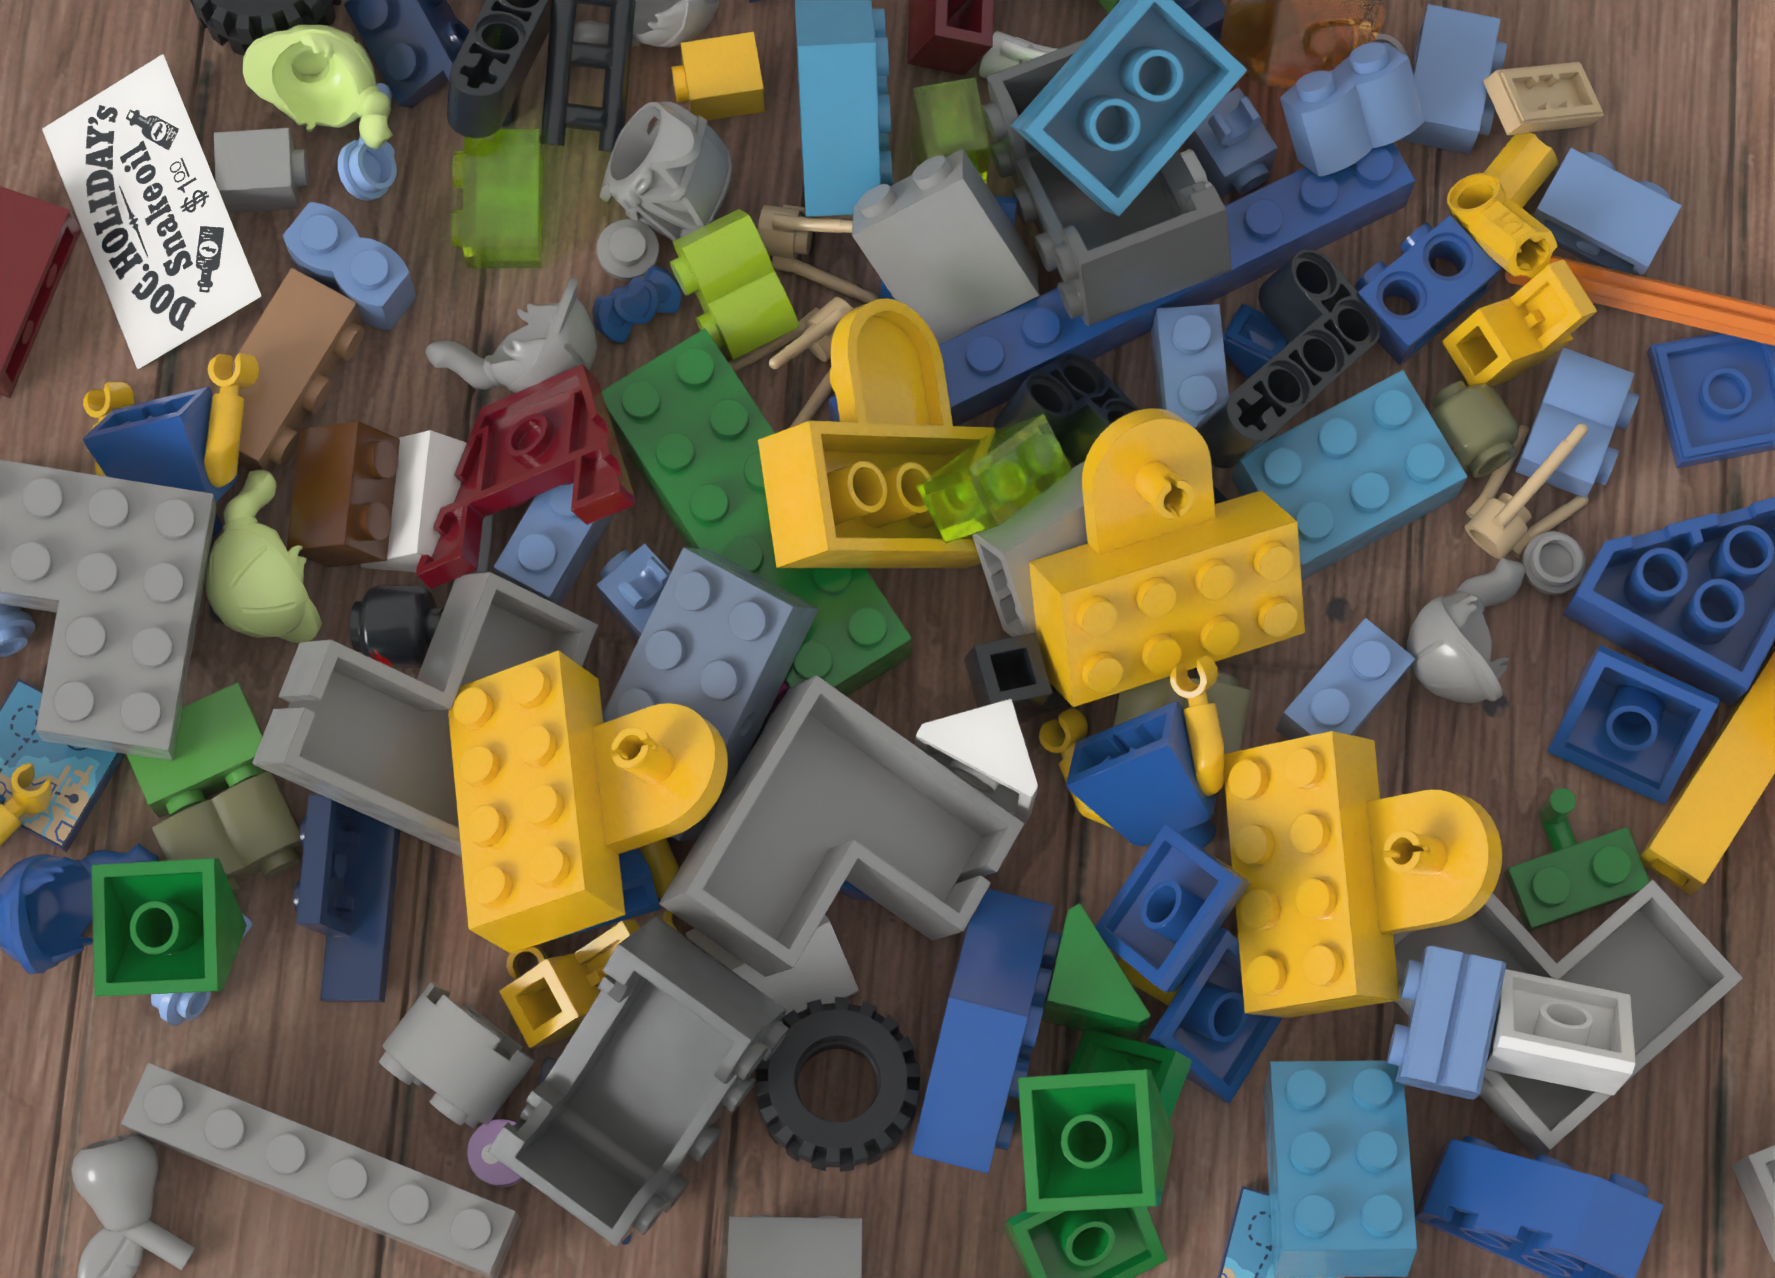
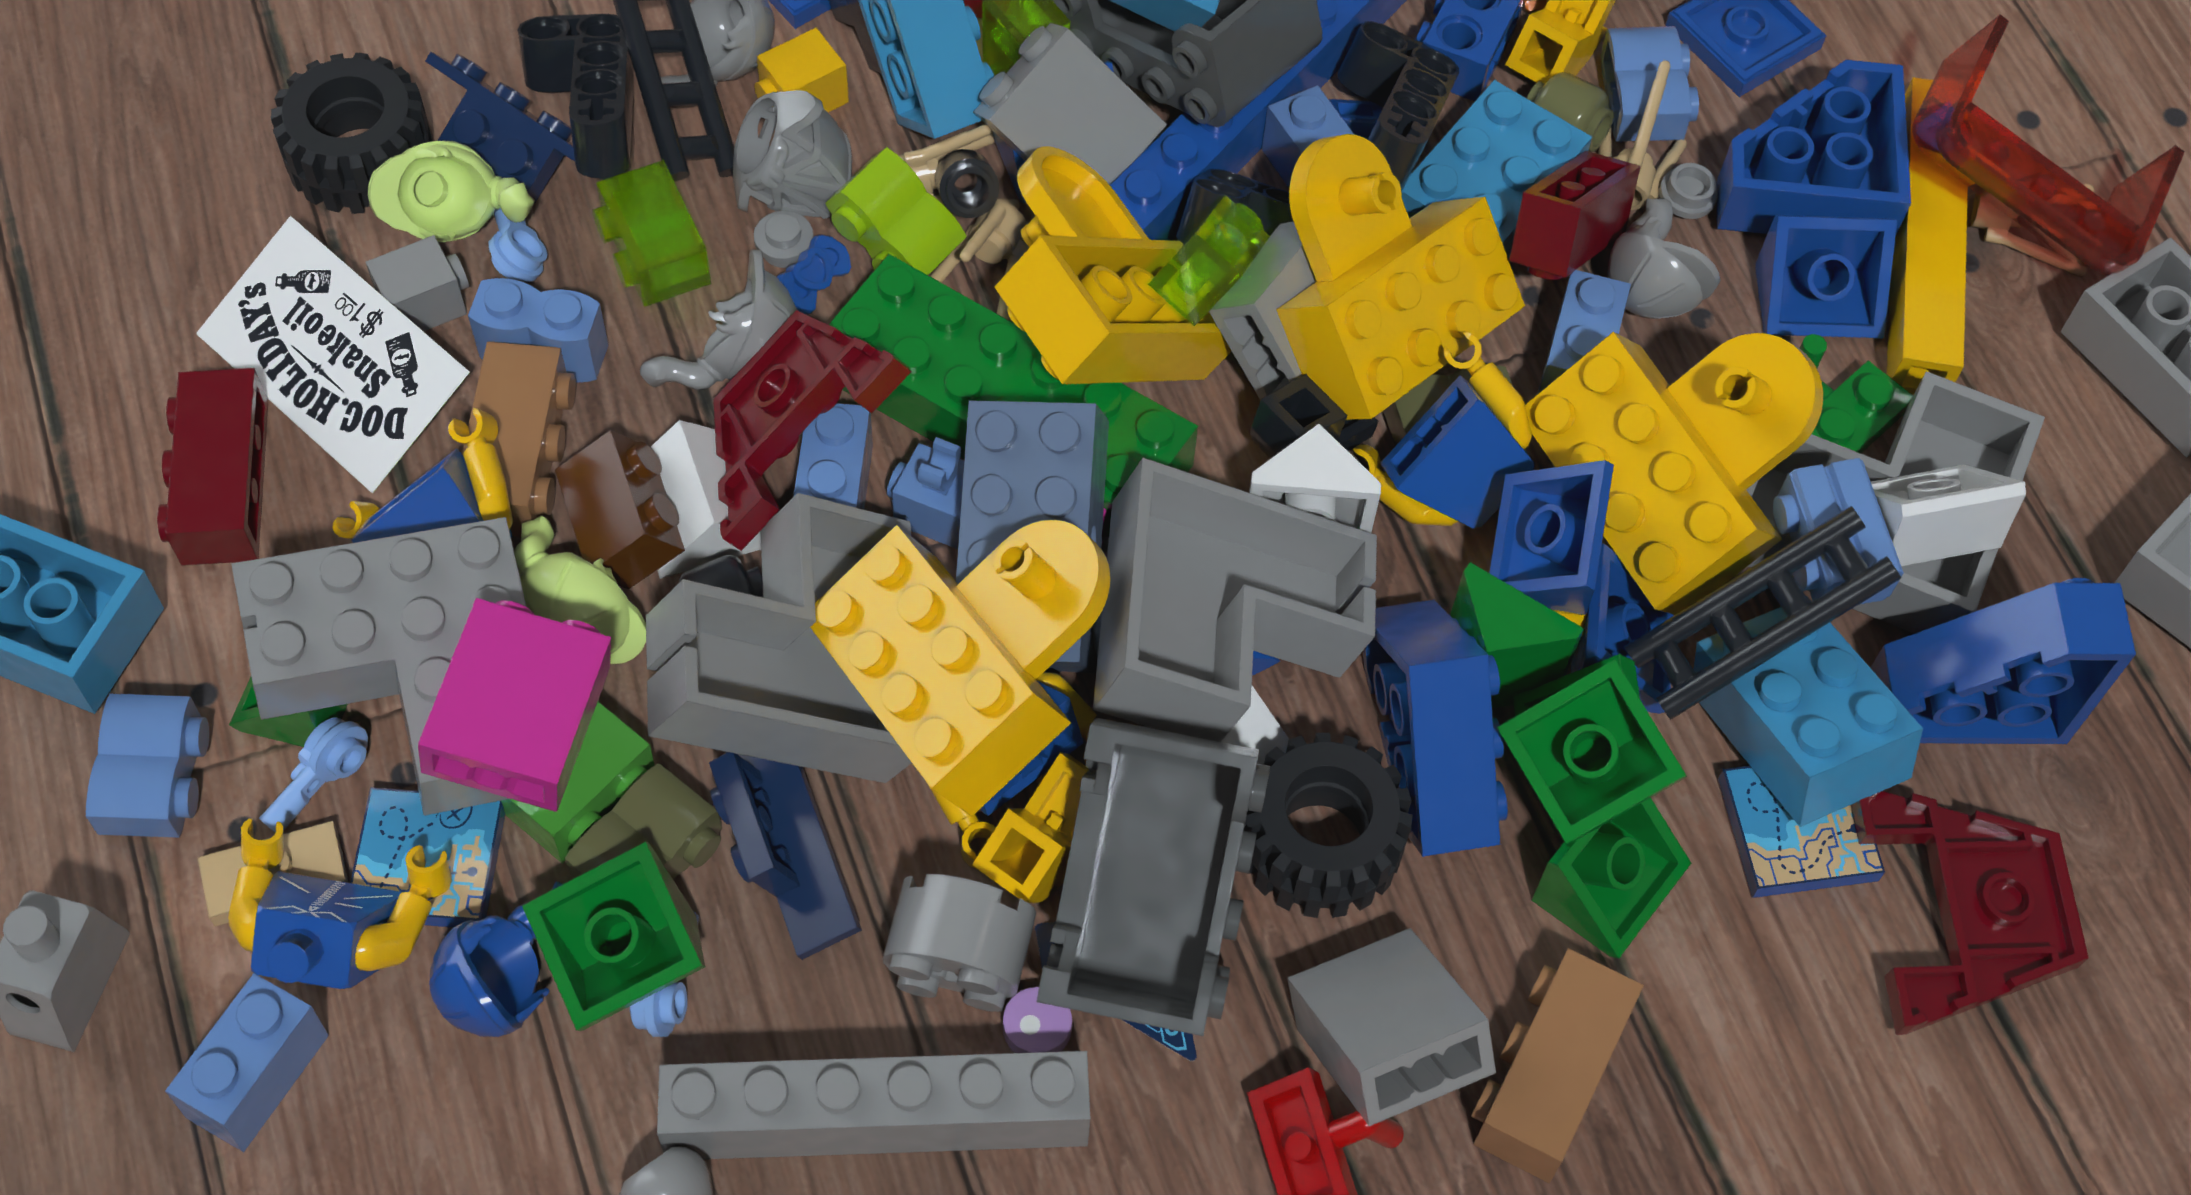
camera: 25 degrees left, 15 degrees down
(141, 696) = (515, 703): none -> dark pink brick
(820, 273) = (976, 198): none -> black brick
(1357, 1098) = (1801, 619): none -> black bar
(1398, 560) = (1573, 214): none -> dark red brick

